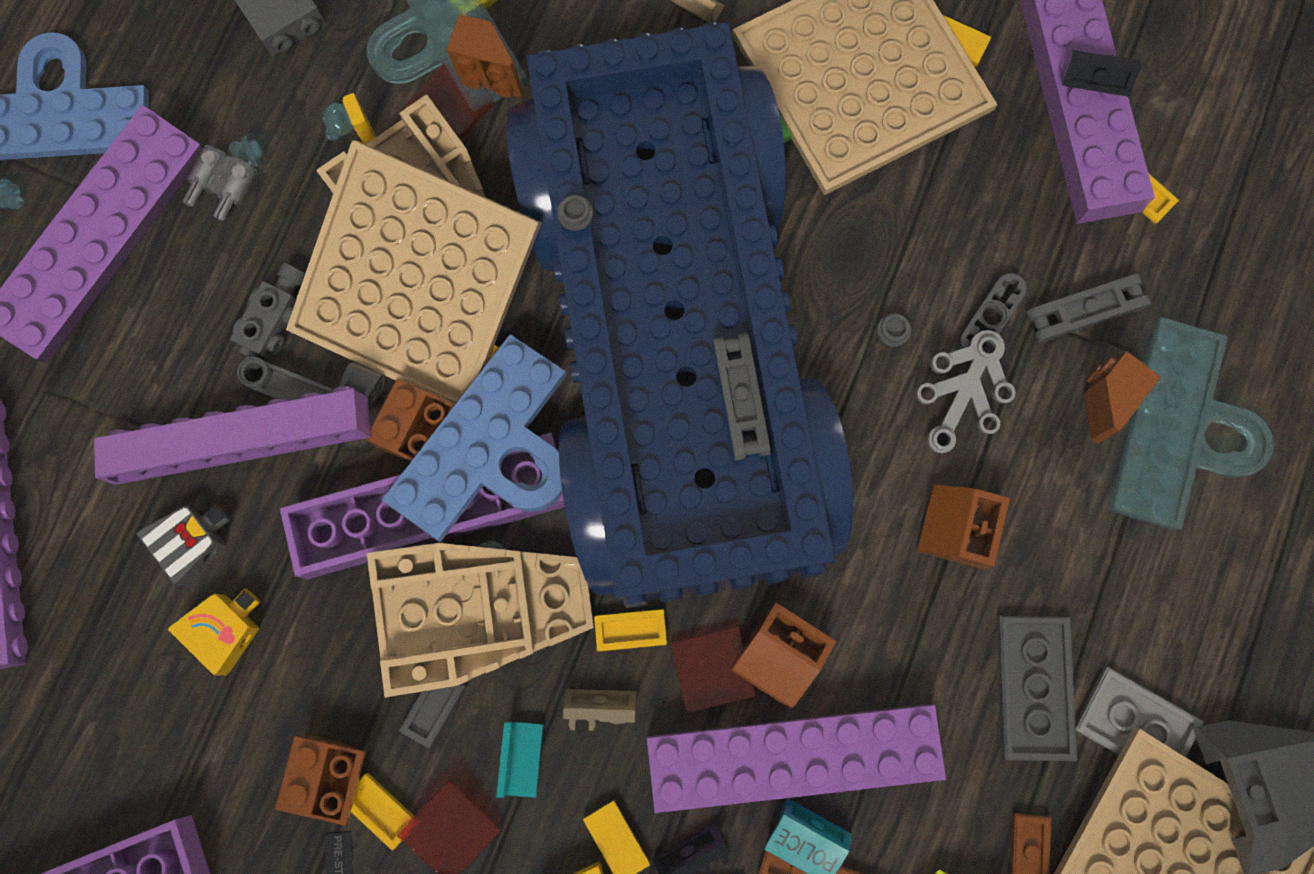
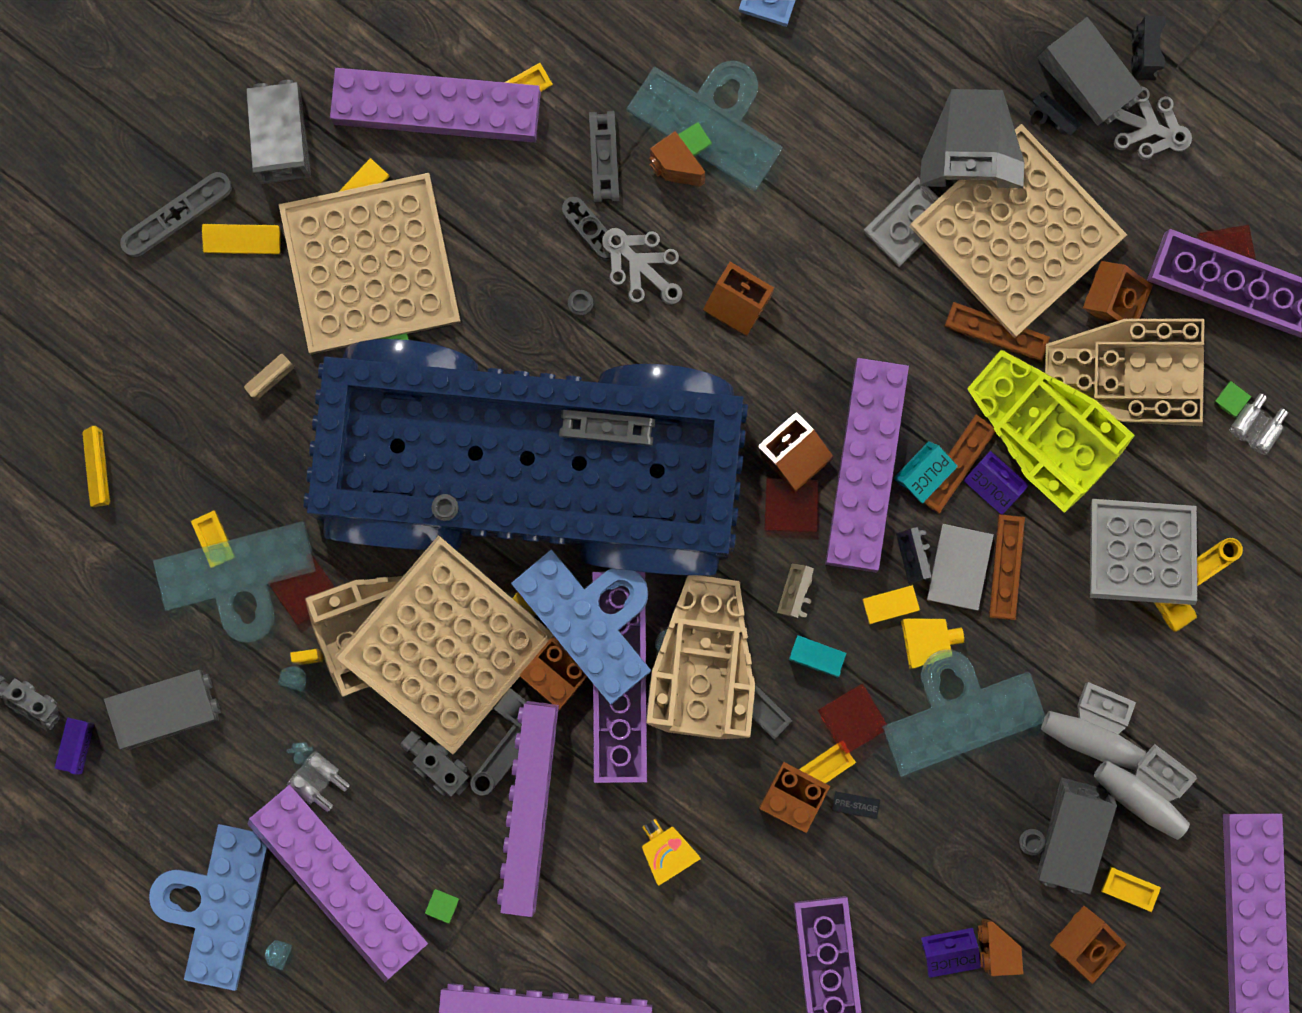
camera: 75 degrees left, 5 degrees up
(98, 369) = (442, 906): none -> bright green tile
(185, 542) = (595, 863): torso -> none
(482, 58) = (288, 546): dark orange slope -> none
(630, 630) = (747, 556): yellow tile -> none
(1036, 688) = (864, 283): dark grey tile -> none
(1101, 73) = (436, 96): black plate -> none
(1153, 412) = (695, 139): none -> bright green tile

